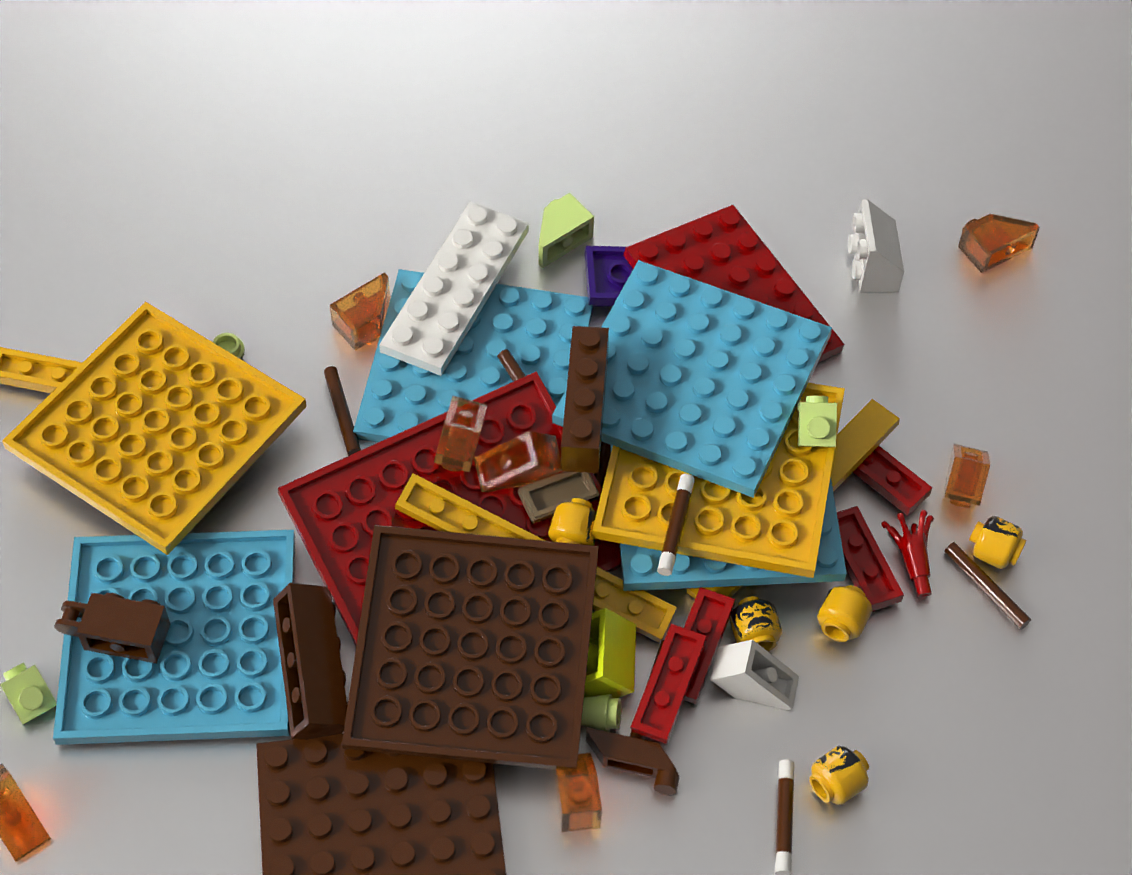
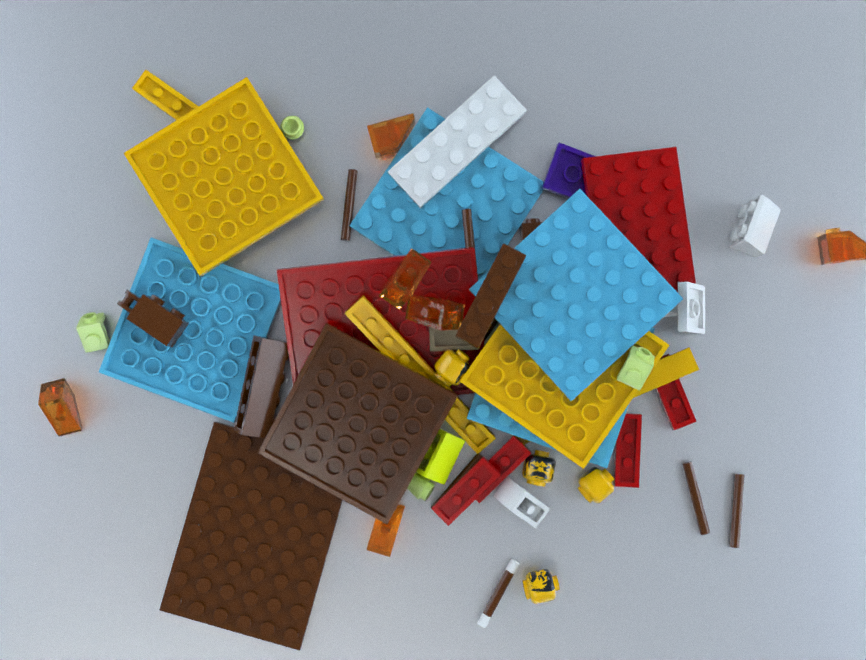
camera: 30 degrees right, 30 degrees up
(563, 228) = (552, 117): yellowish green slope -> none
(636, 757) = (429, 521): reddish brown piece -> none
(676, 525) = (512, 401): reddish brown bar -> none
(848, 363) = (691, 309): none -> white tile
(914, 550) = (661, 458): red piece -> none
(966, 476) = (724, 419): clear orange slope -> none
(997, 542) = (717, 476): yellow head -> none
(1050, 581) = (737, 510): none -> reddish brown bar

